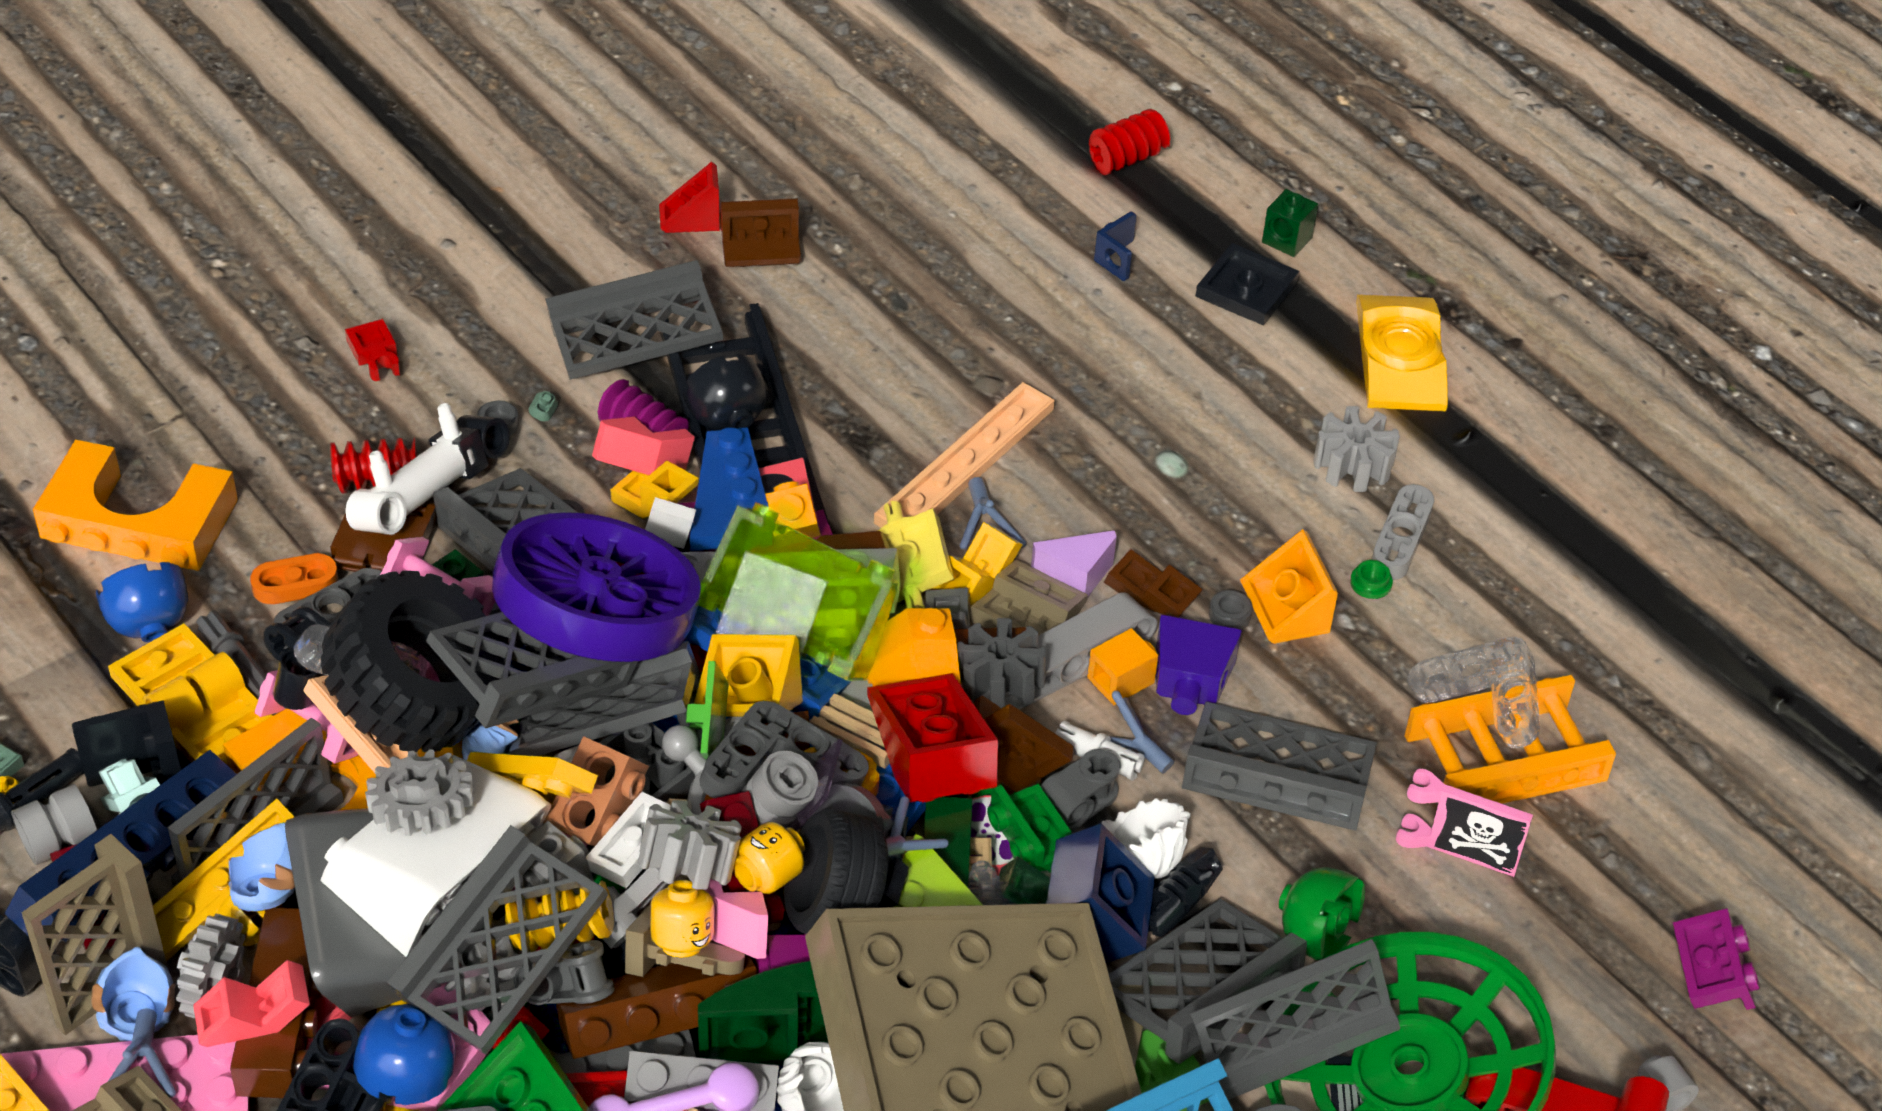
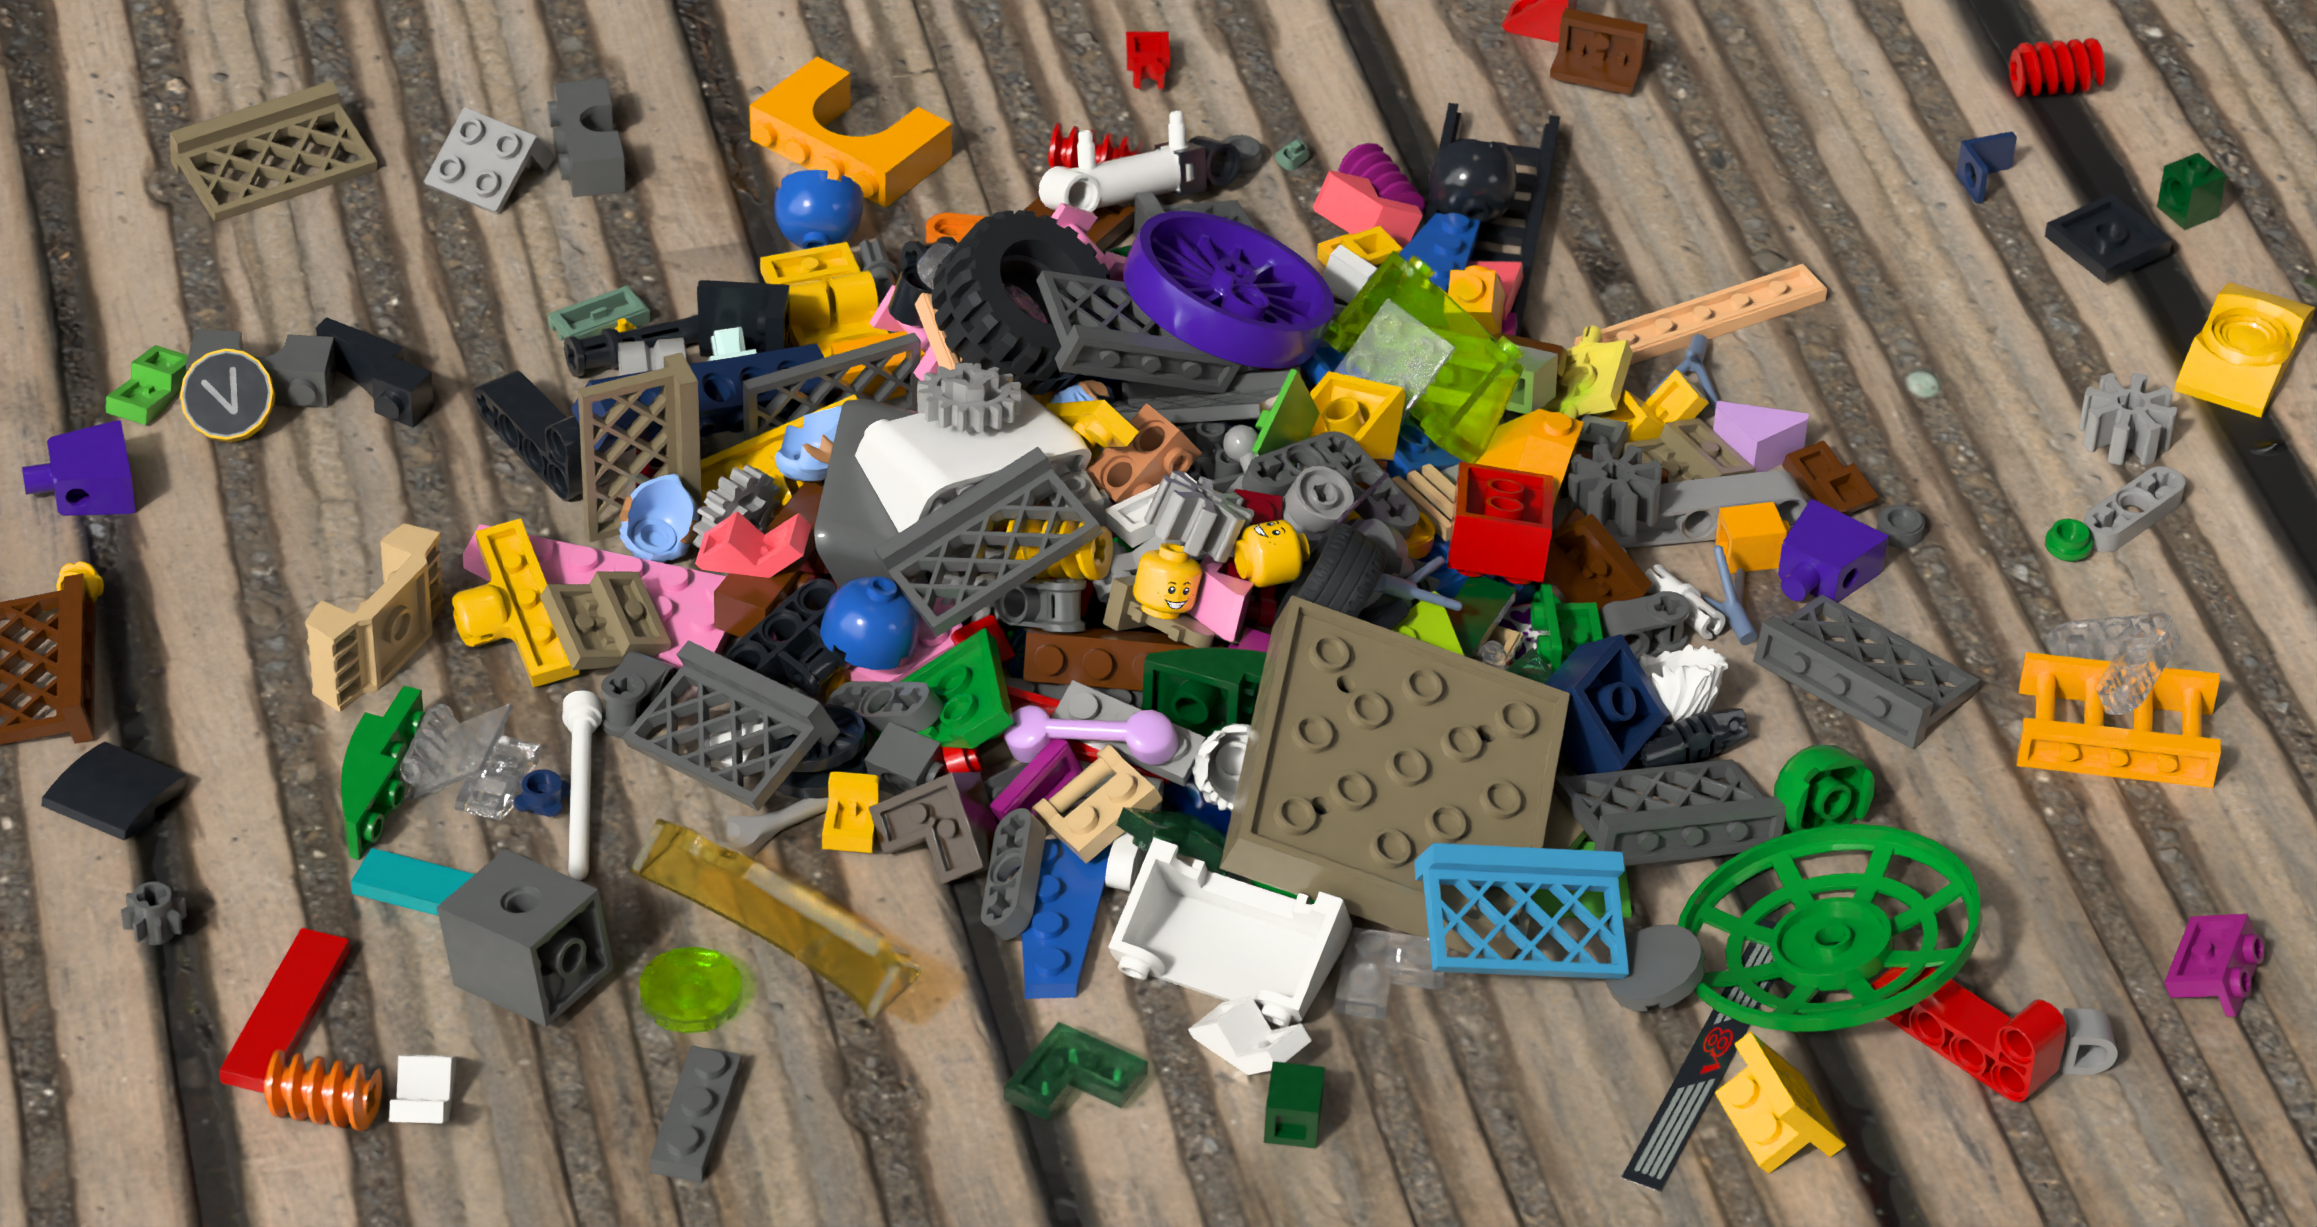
camera: 25 degrees right, 5 degrees down
(142, 1046) = (648, 559): sand blue plant -> none
(628, 301) = (1418, 79): dark grey fence -> none
(1292, 592) = (1969, 525): light orange slope -> none
(1313, 1034) = (1729, 882): dark grey fence -> none
(1465, 825) = (2016, 765): flag -> none

